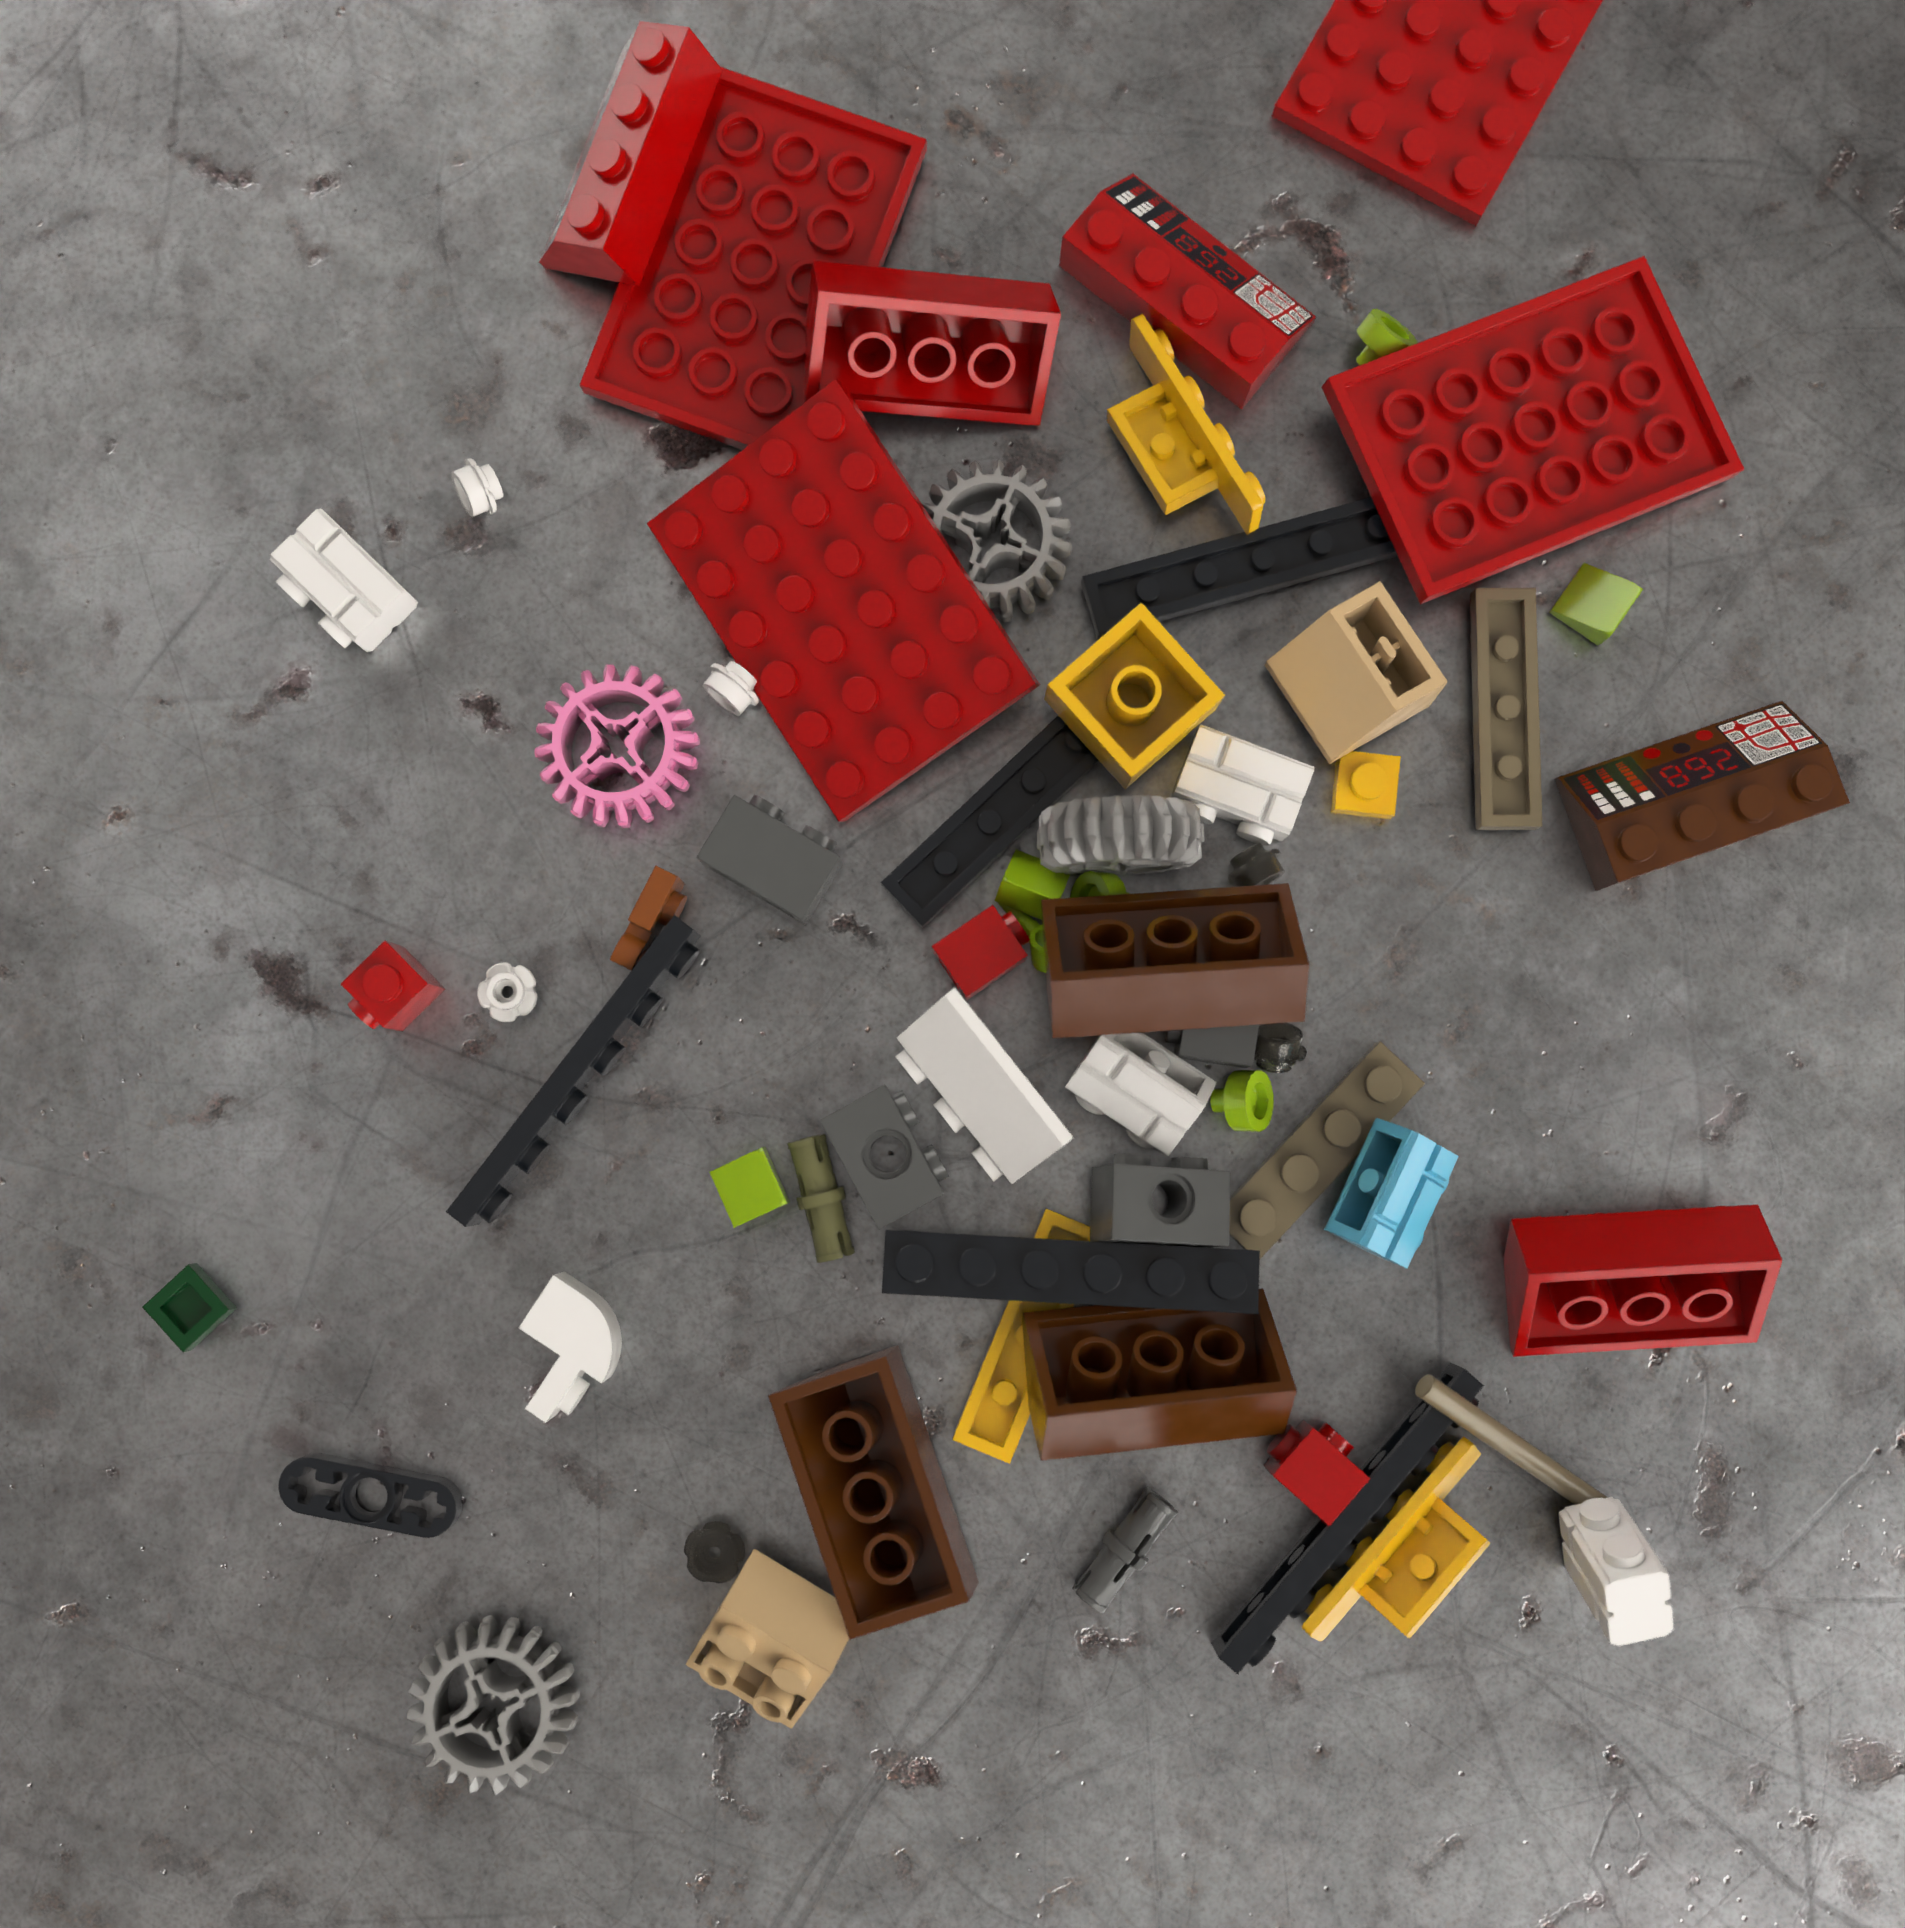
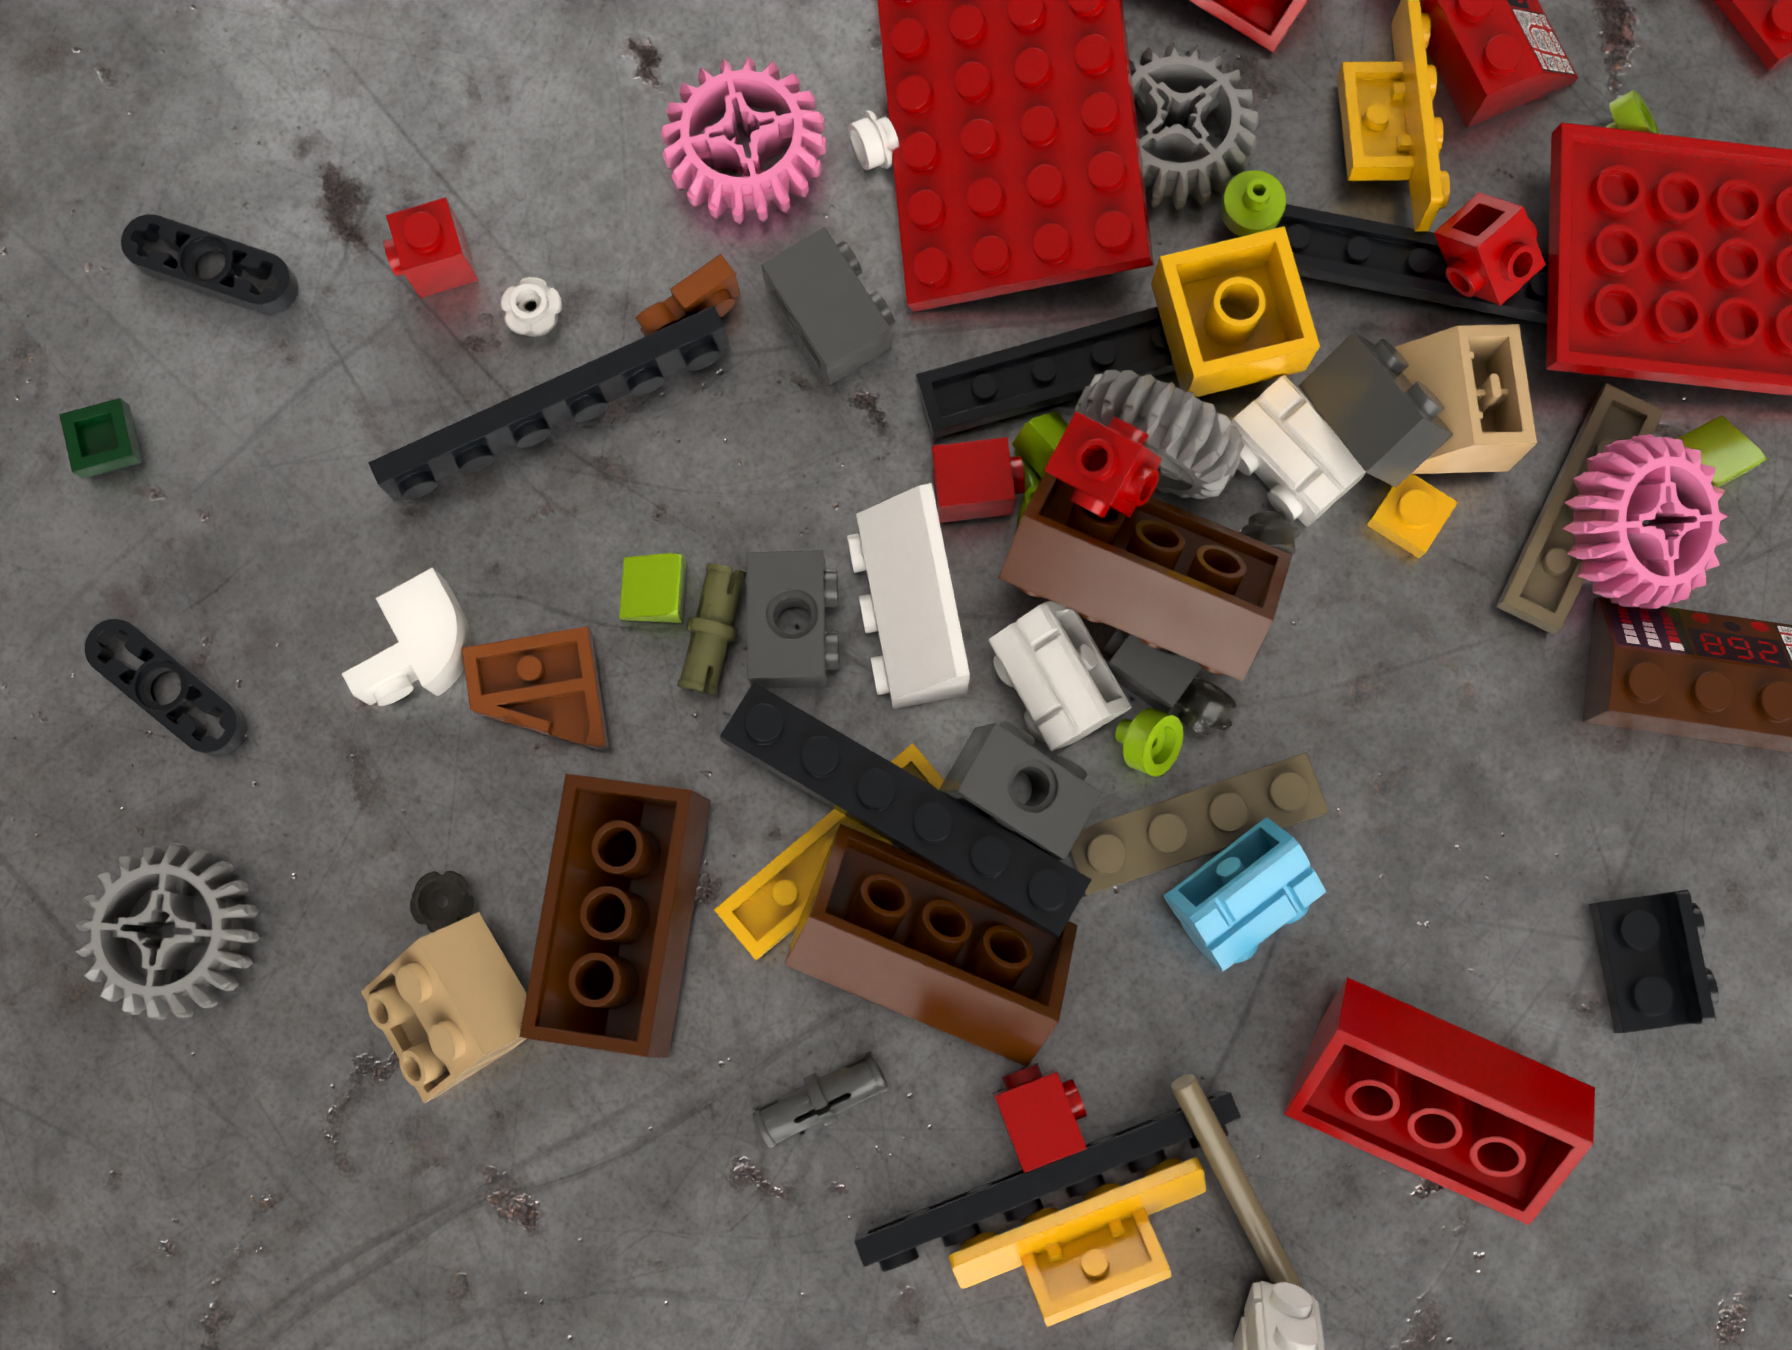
camera: 30 degrees right, 5 degrees down
(153, 1090) = (191, 245): none -> black beam
(699, 1323) = (540, 685): none -> dark orange wing
(1093, 594) = (1252, 203): none -> lime tile
(1098, 900) = (1105, 465): none -> red brick
(1295, 716) = (1376, 408): none -> dark grey brick
(1322, 526) = (1489, 248): none -> red brick
(1569, 698) = (1638, 483): none -> bright pink gear
(1753, 1069) = (1654, 961): none -> black bracket

